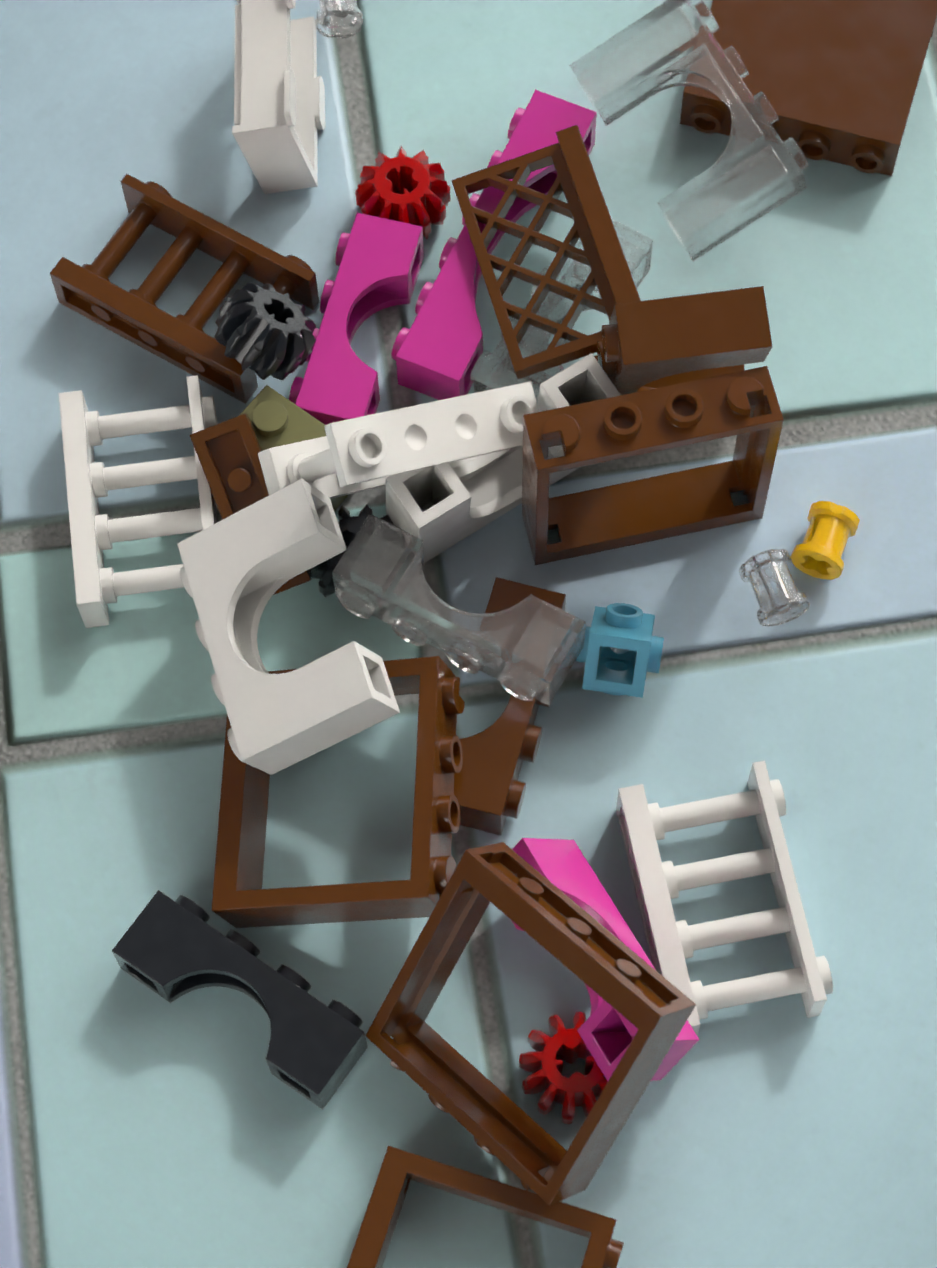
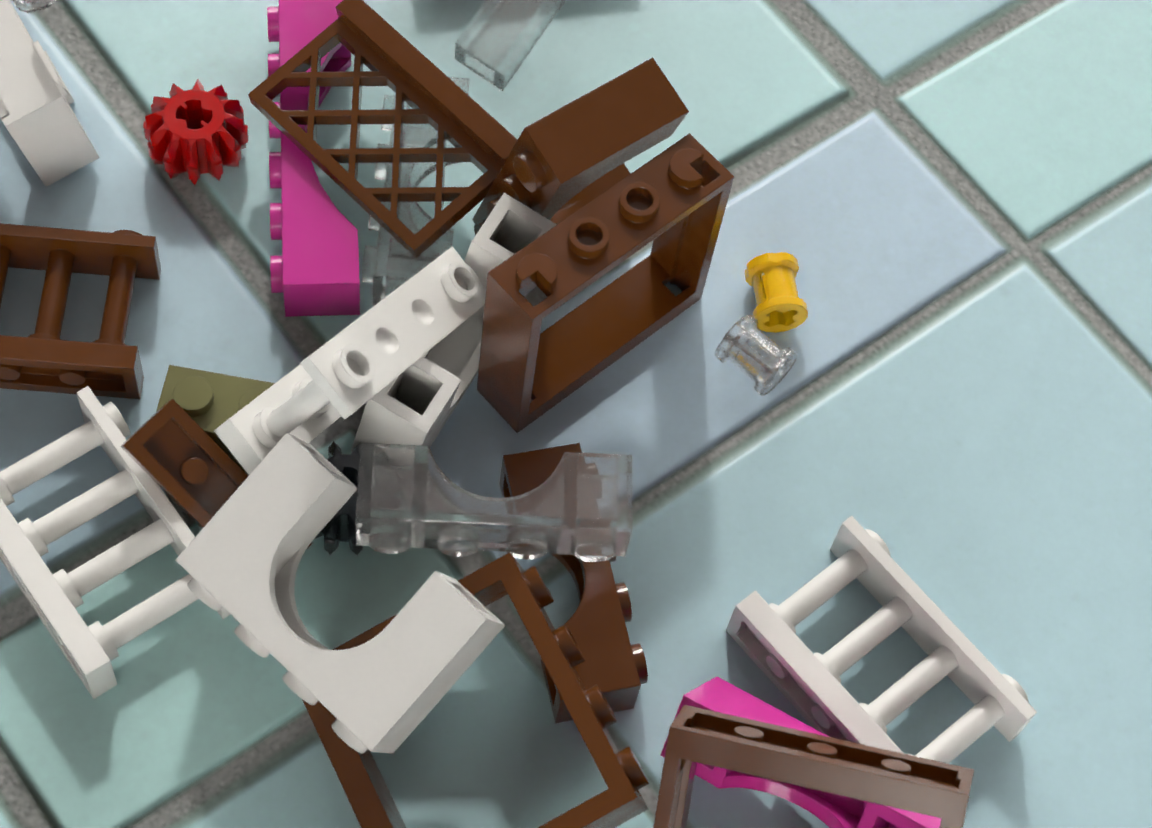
camera: 40 degrees left, 5 degrees down
(265, 331) = (140, 311): black gear -> none
(375, 272) = (212, 216): dark pink arch -> none
(620, 650) = (663, 474): medium azure brick -> none

